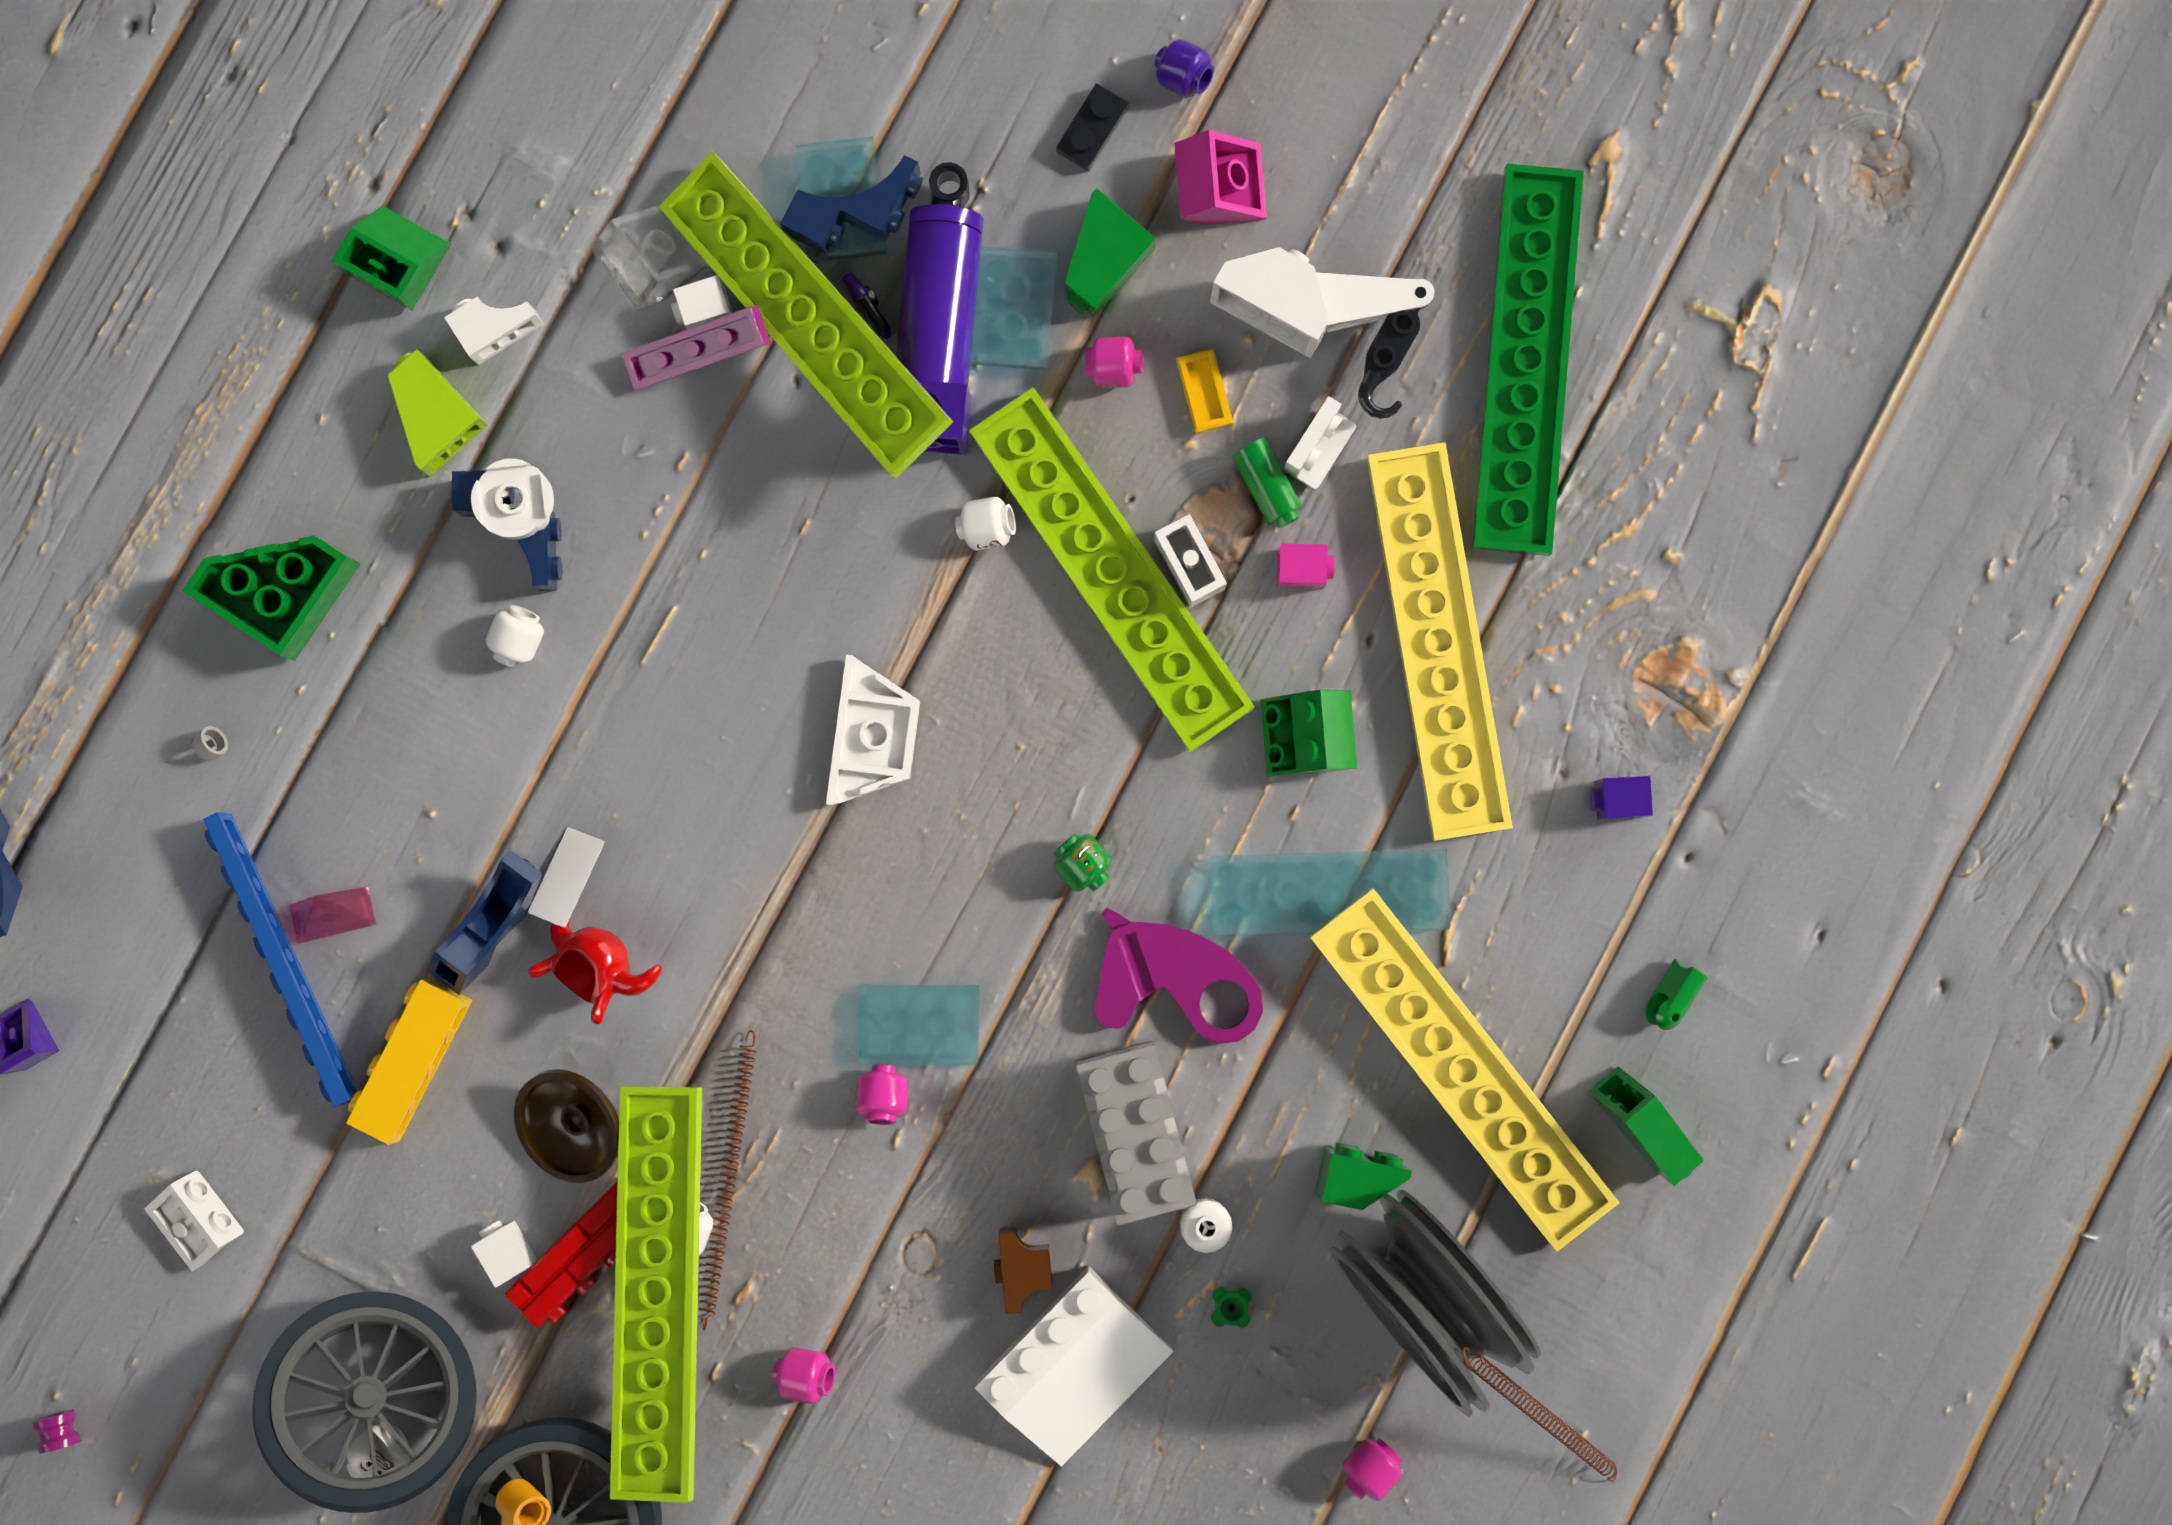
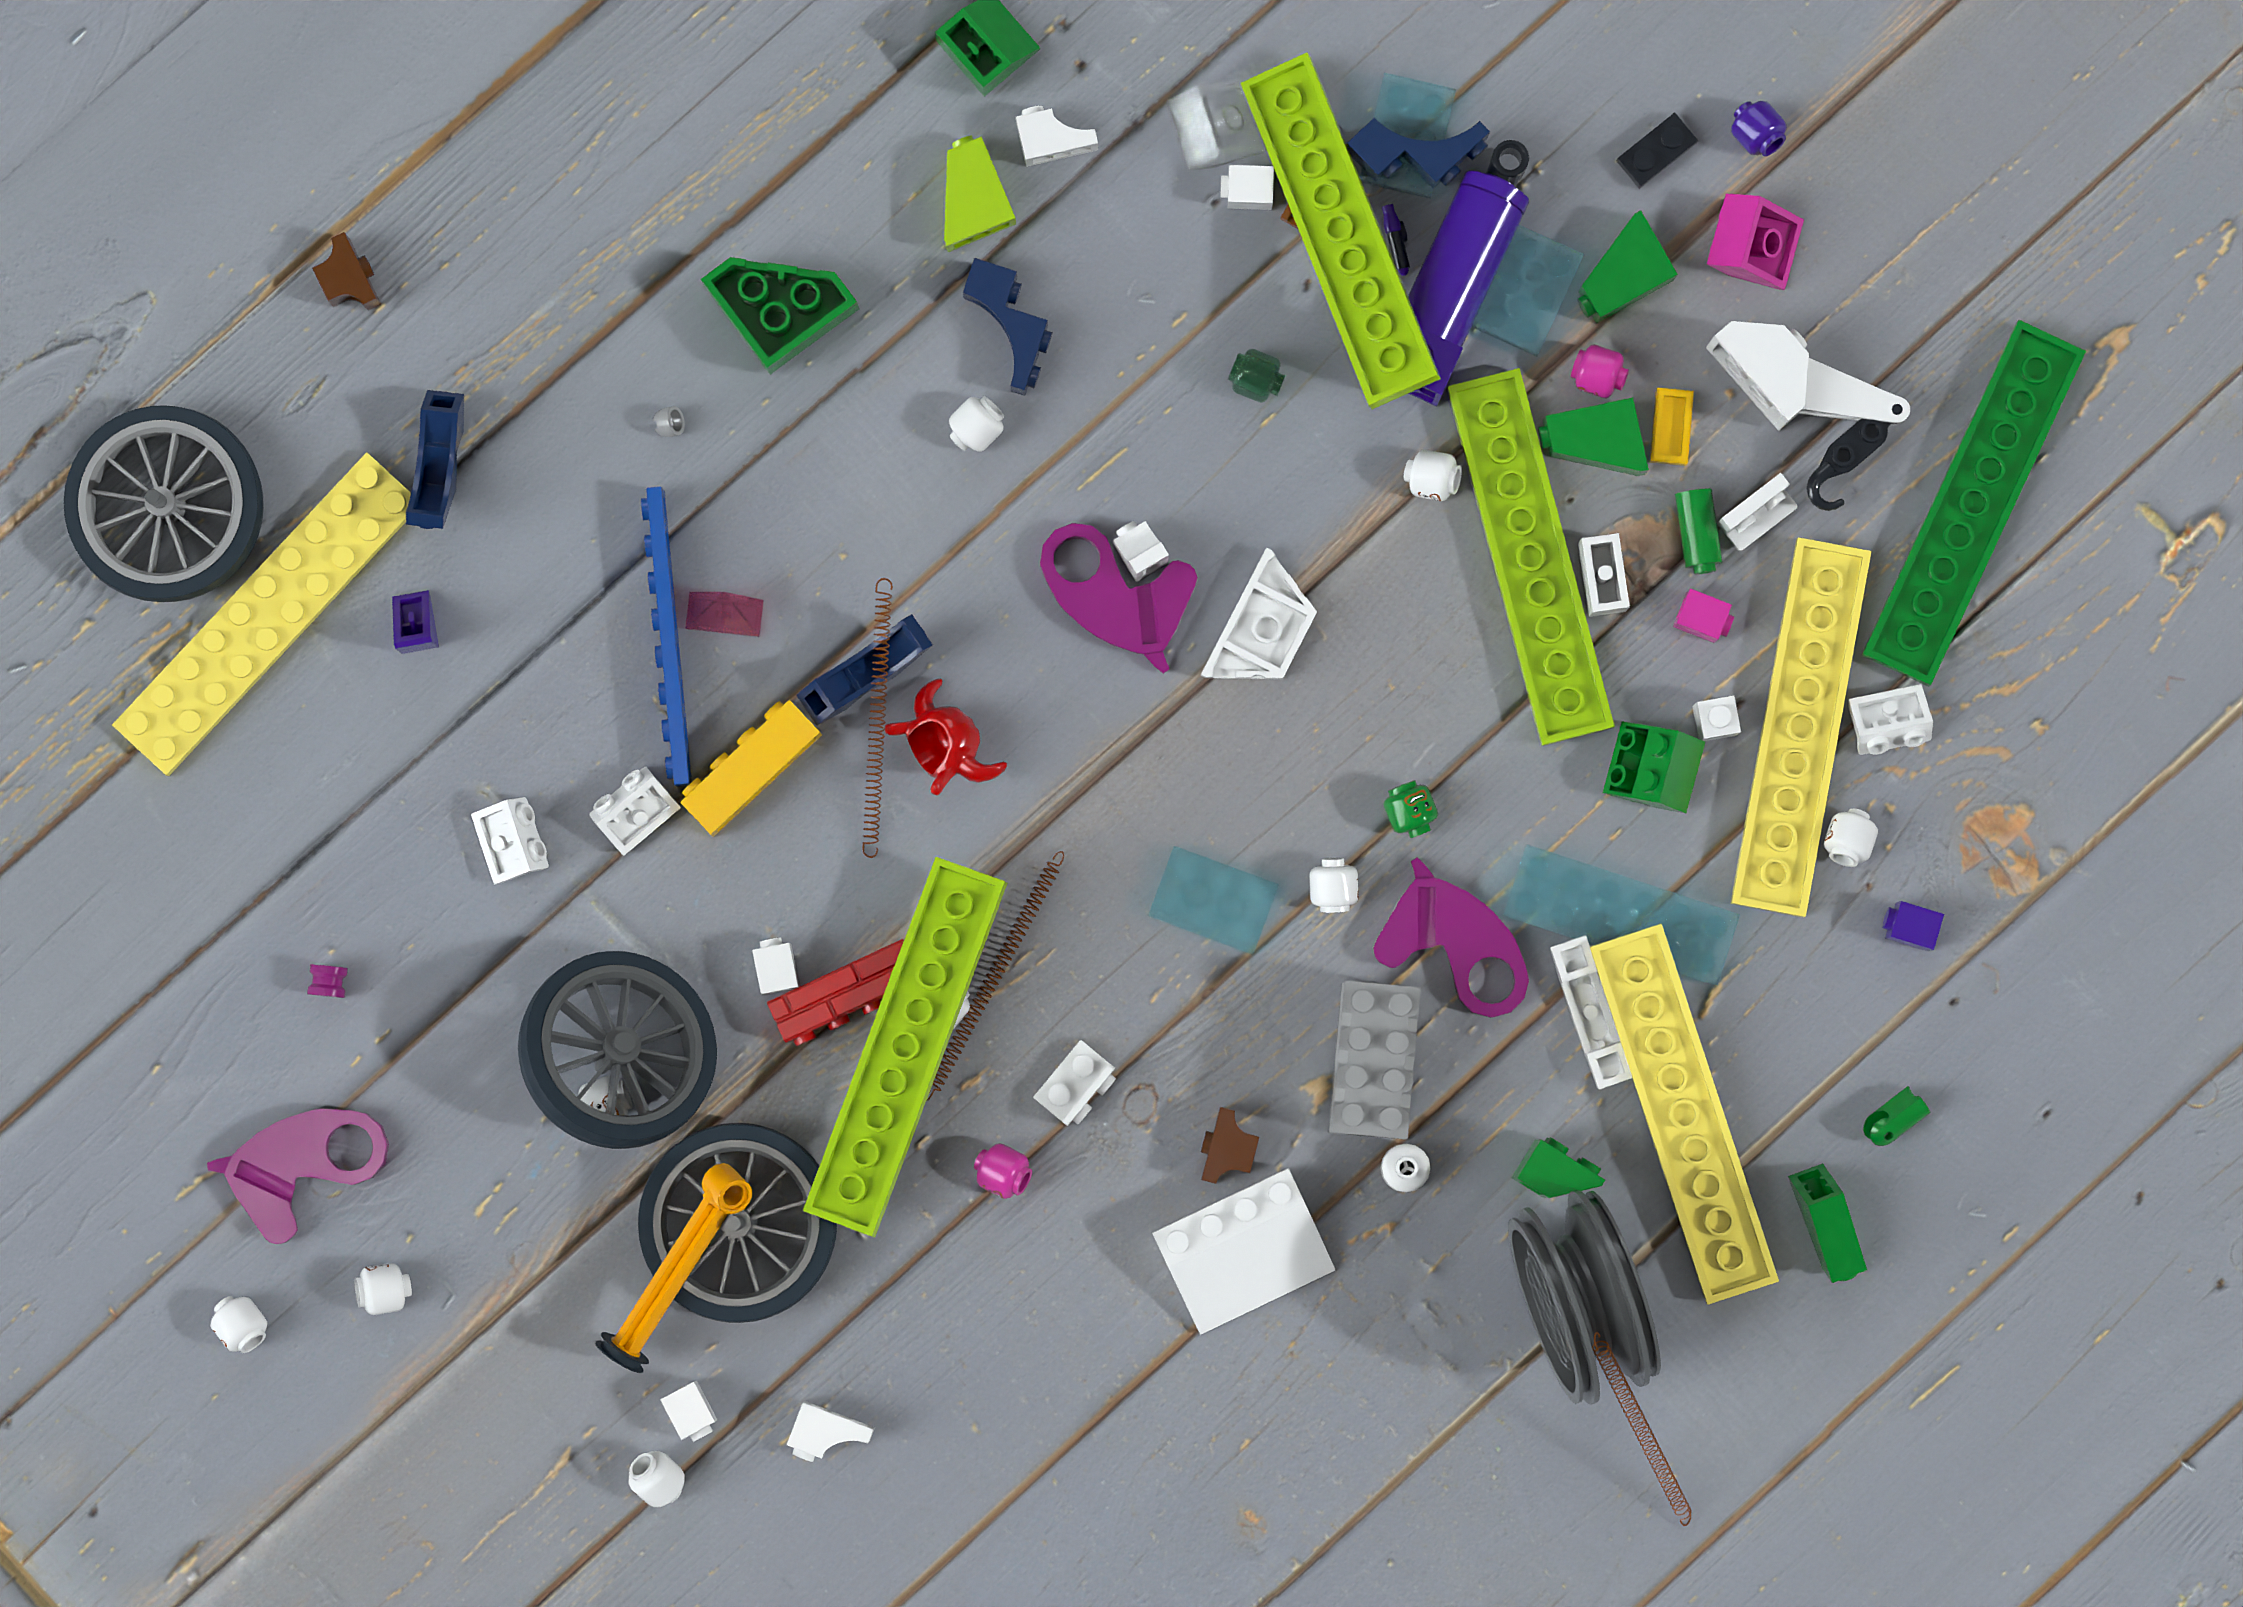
camera: 15 degrees right, 0 degrees up
(306, 1146) = (633, 810): none -> white bracket
(509, 945) = (878, 718): none -> dark orange piece
(530, 514) = (1009, 286): white plate -> none
(566, 877) = (946, 656): white sticker -> none
(567, 1126) = (857, 880): dark brown dish -> none
(696, 347) = (1231, 225): plate -> none
(721, 702) = (1140, 549): none -> white arch
(732, 774) = (1124, 617): none -> magenta animal
(775, 487) = (1256, 375): none -> clear green head
(846, 1259) = (1075, 1083): none -> white bracket
(881, 1095) = (1158, 950): dark pink head -> none
(1033, 967) = (1333, 885): none -> white head
(1135, 427) = (1597, 437): none -> green slope
(1239, 1315) = (1391, 1255): green plate -> none
(1334, 1001) = (1590, 1012): none -> white slope
(1353, 663) = (1716, 718): none -> white brick
(1372, 1469) = (1474, 1435): dark pink head -> none
(1525, 601) = (1891, 720): none -> white bracket
(1528, 733) = (1850, 837): none -> white head

